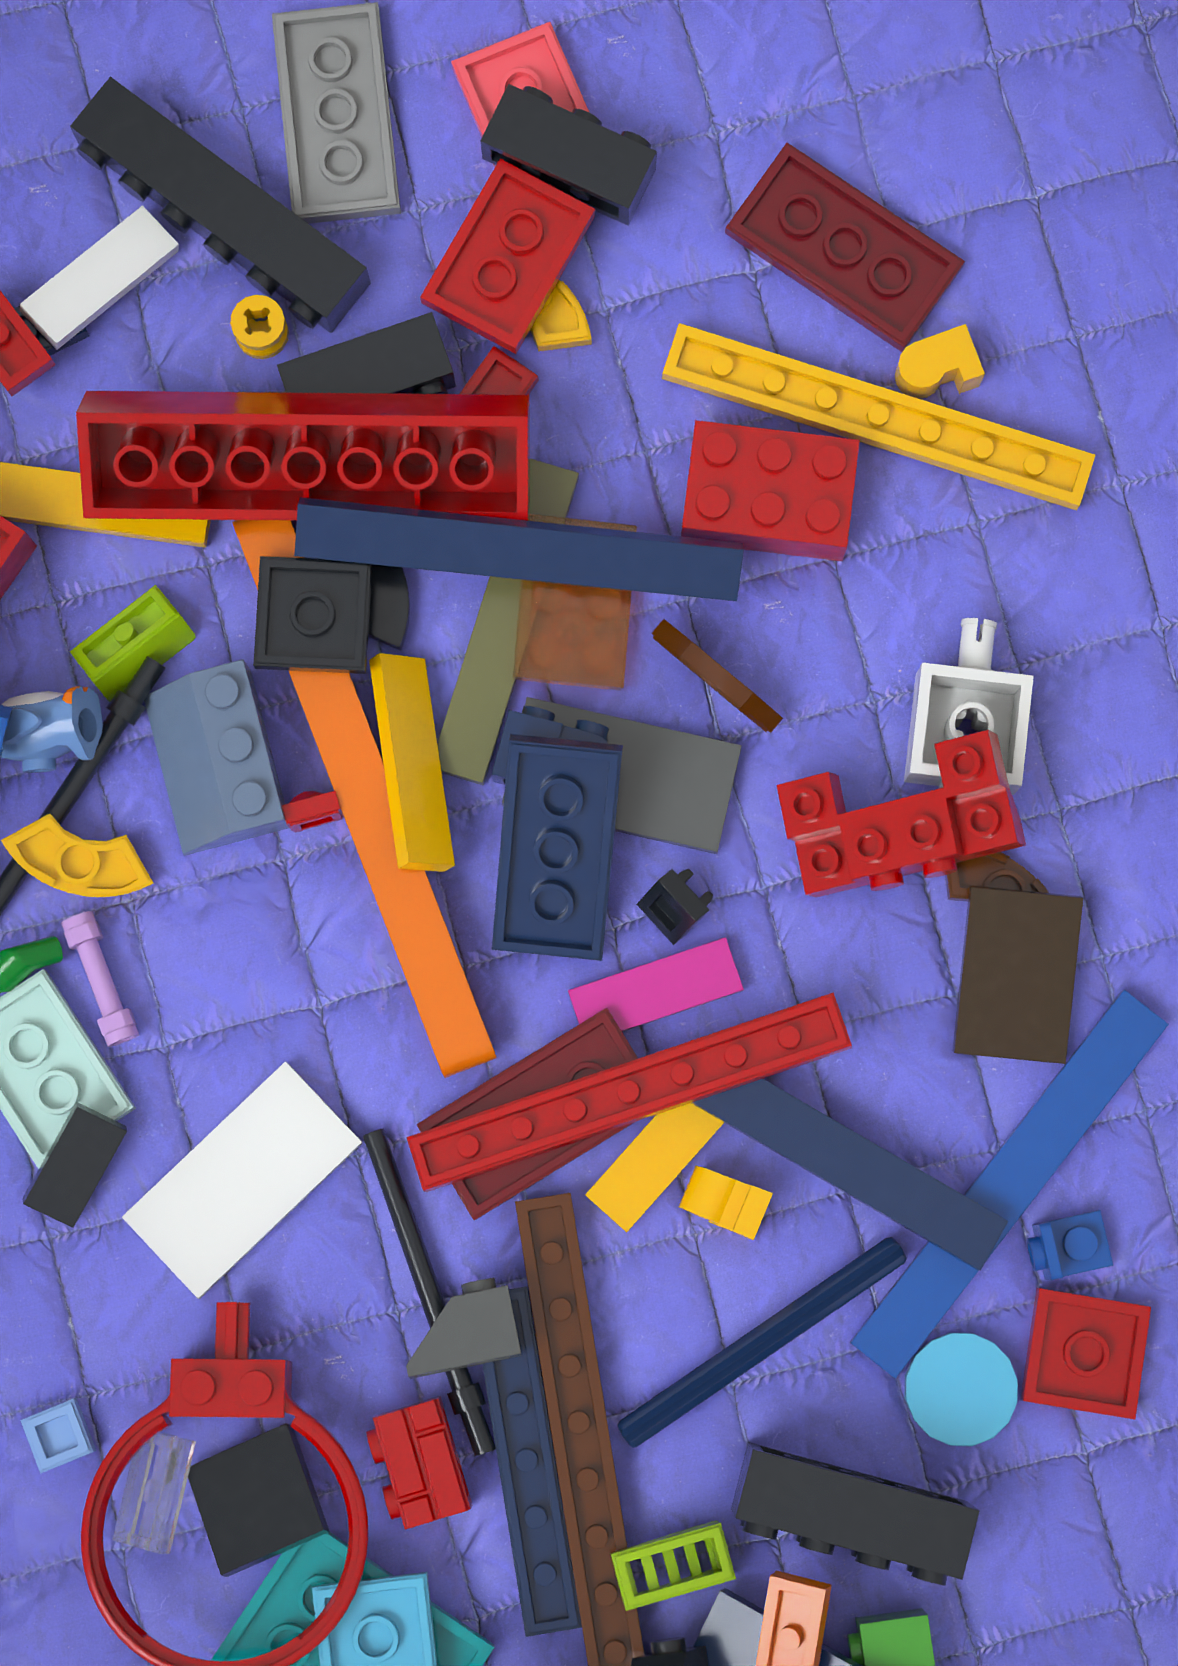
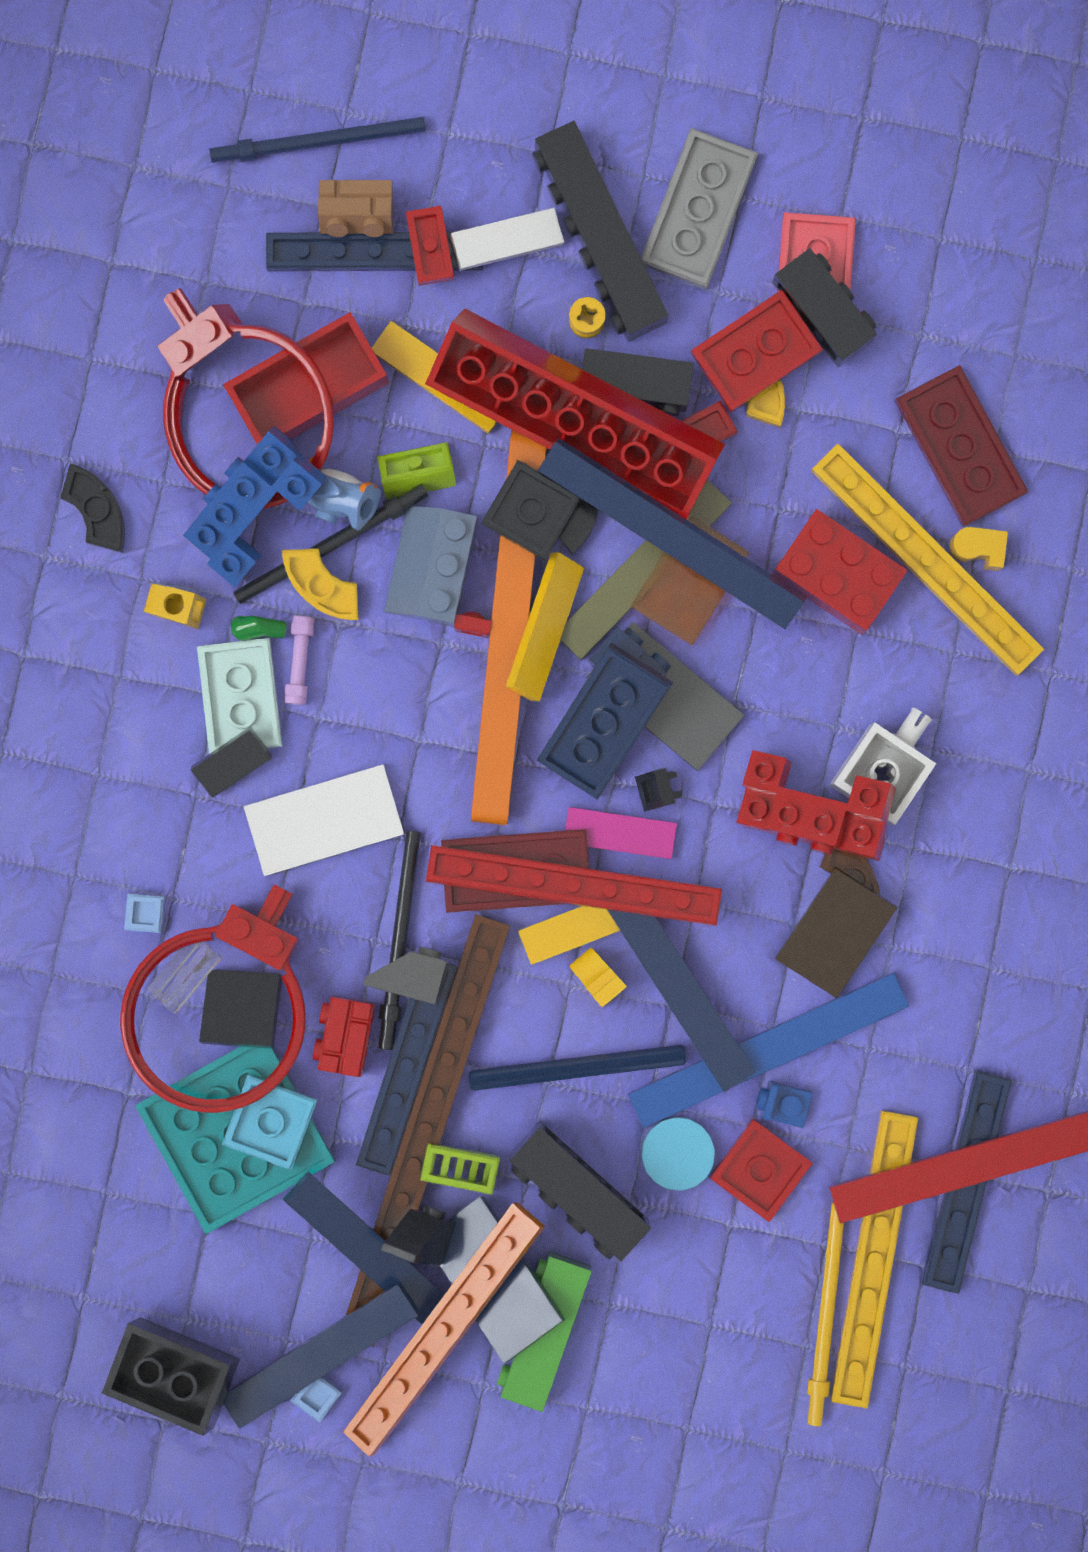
camera: 25 degrees right, 5 degrees up
(716, 676) = (750, 666): reddish brown tile -> none

